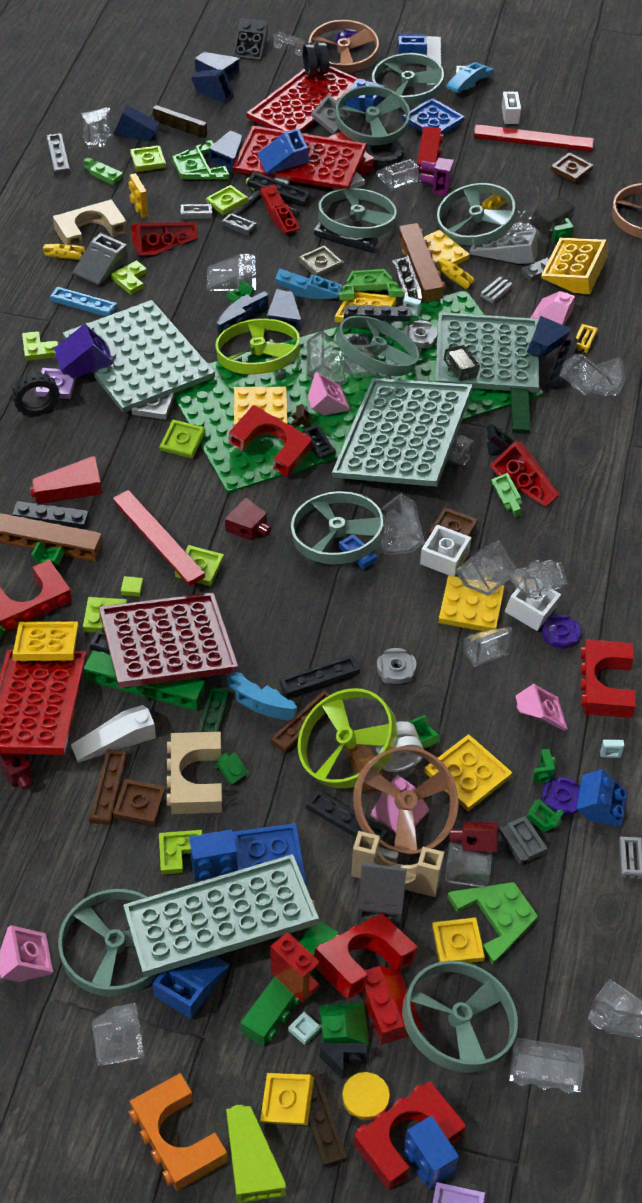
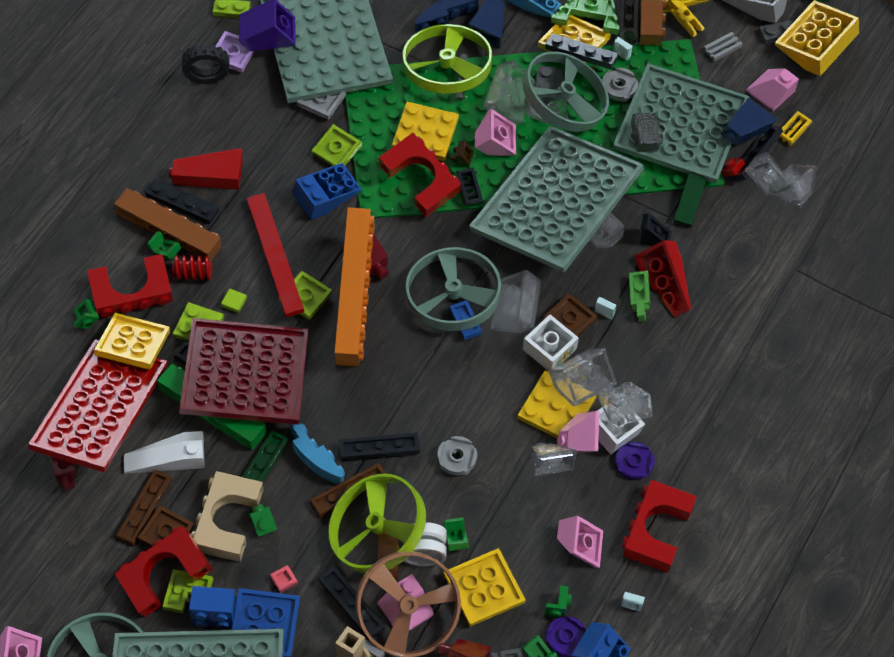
camera: 15 degrees right, 10 degrees up
(82, 566) = (192, 268): none -> red piece
(158, 807) = (136, 574): none -> red arch
(184, 475) = (325, 190): none -> blue slope
(247, 543) = (354, 287): none -> orange piece
(271, 815) = (283, 579): none -> coral tile
(482, 512) = (605, 308): none -> light aqua tile
(508, 612) = (581, 433): none -> bright pink slope
(546, 376) = (732, 166): none -> red plate

